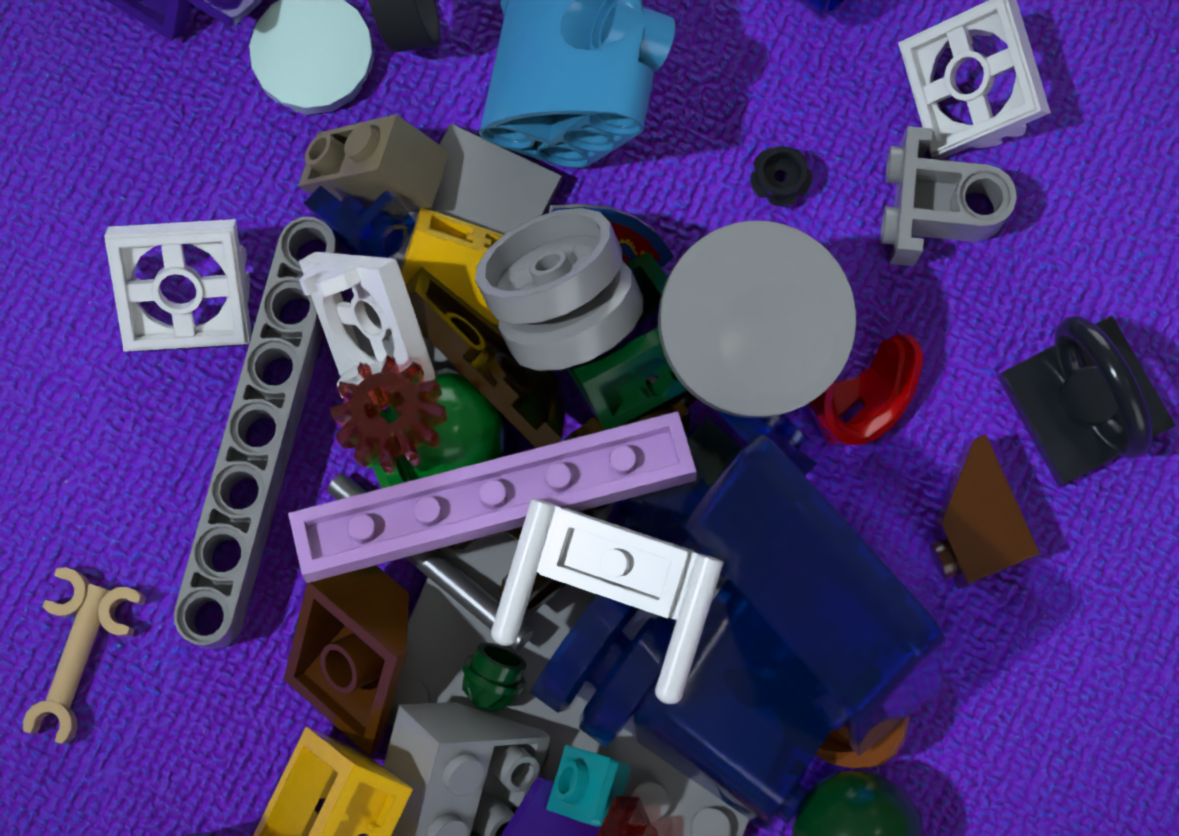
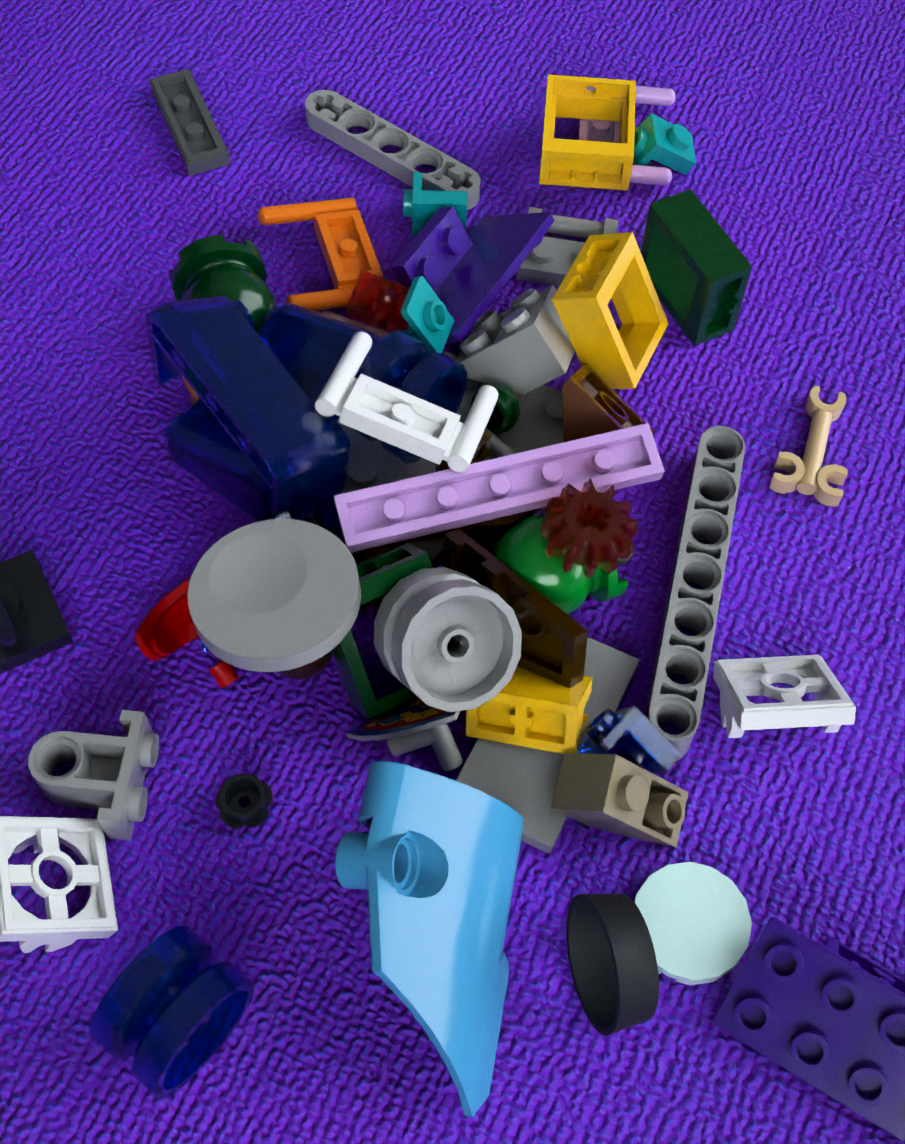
camera: 175 degrees right, 20 degrees down
(382, 287) = (633, 647): white piece -> none
(979, 521) = (107, 518): reddish brown slope -> none

